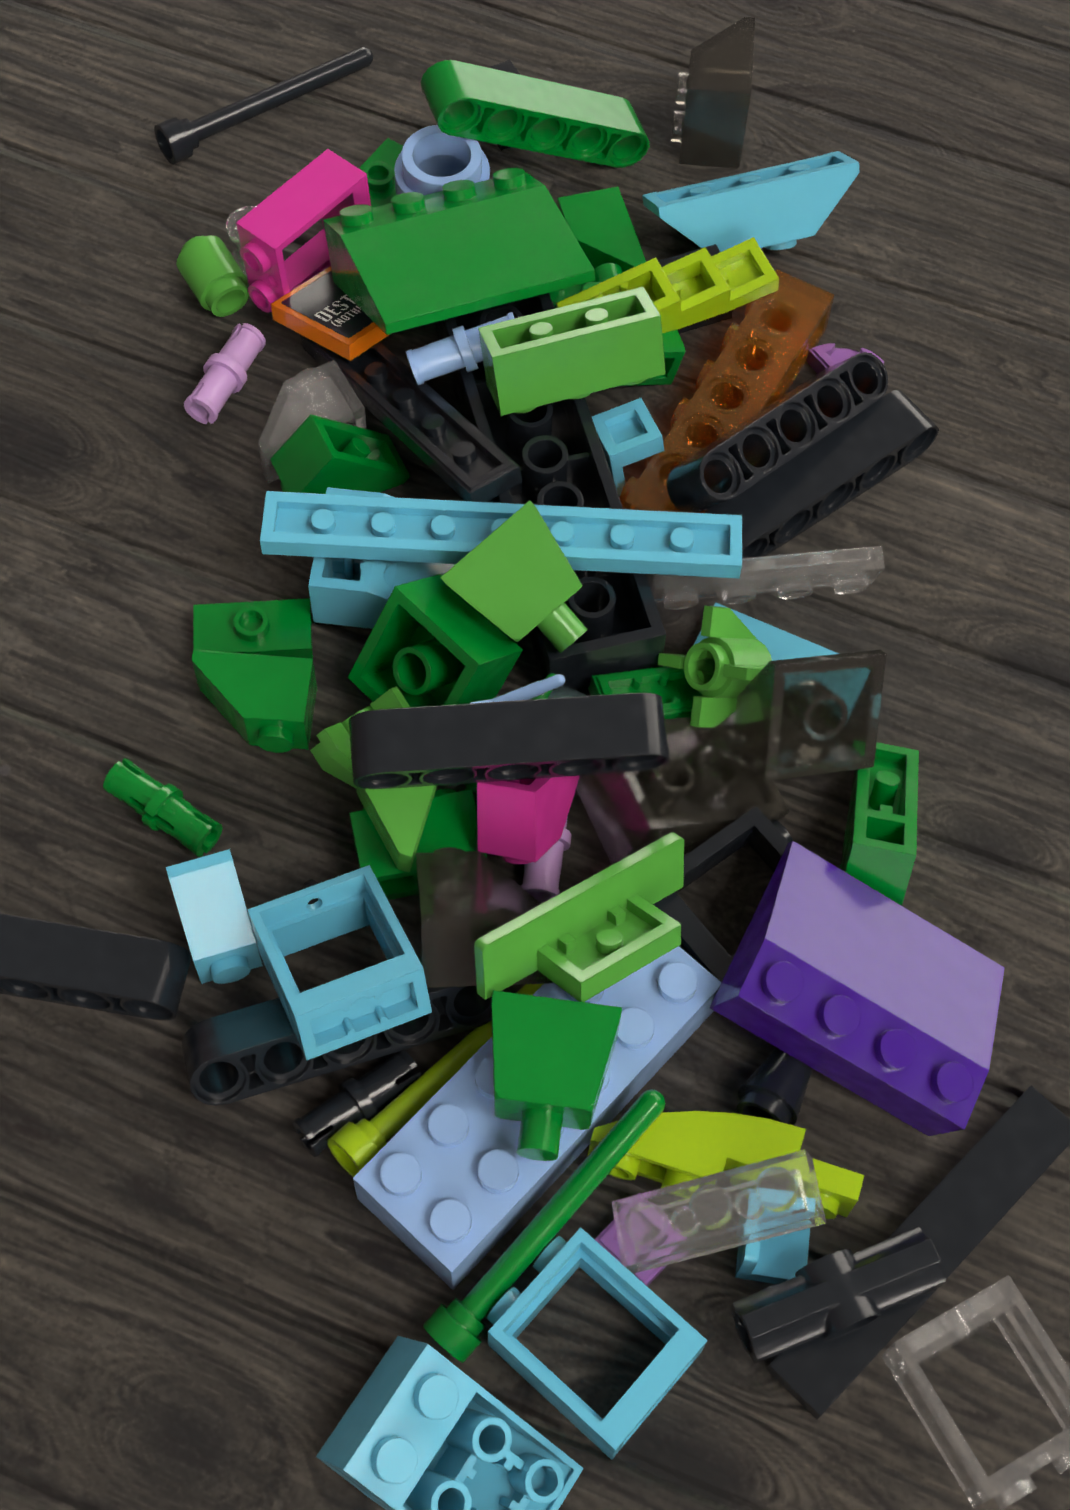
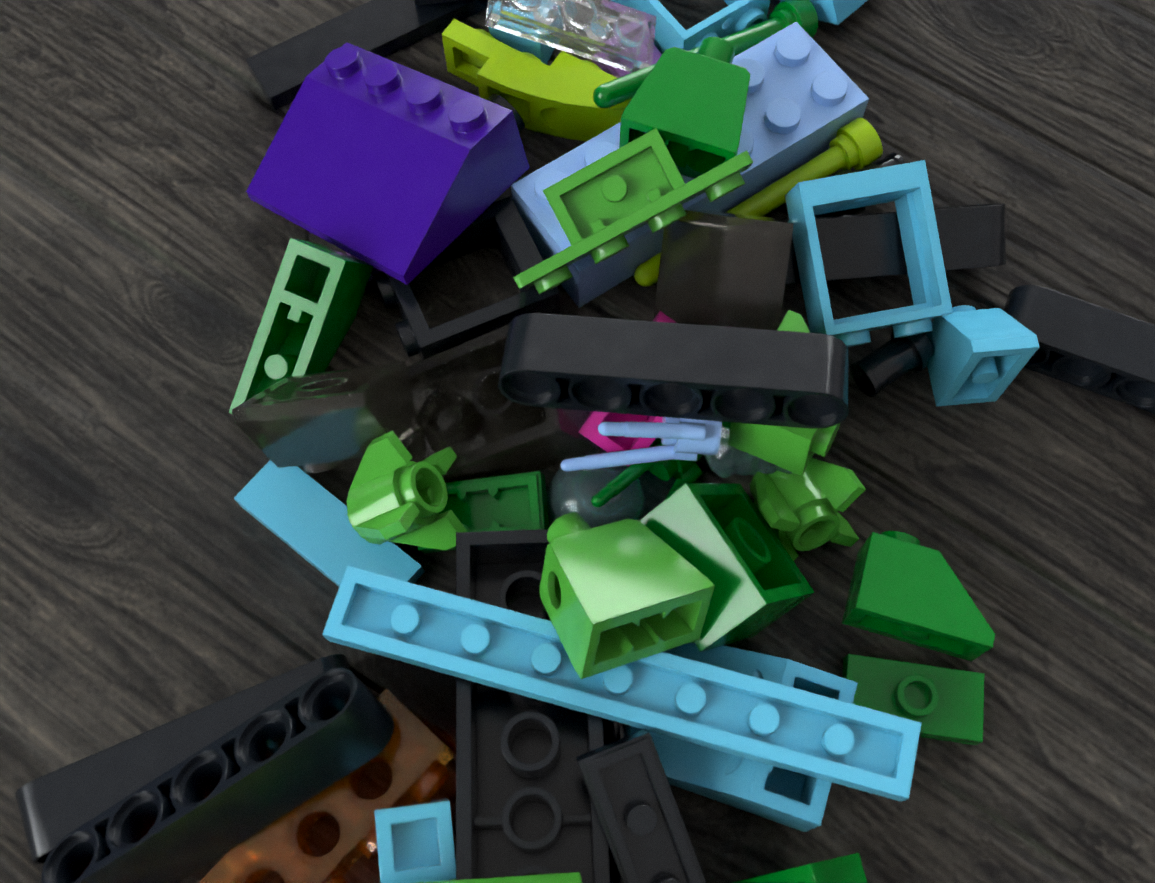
camera: 165 degrees left, 5 degrees up
(162, 807) = (1020, 502): green pin -> none
(787, 574) = (263, 628): clear plate -> none

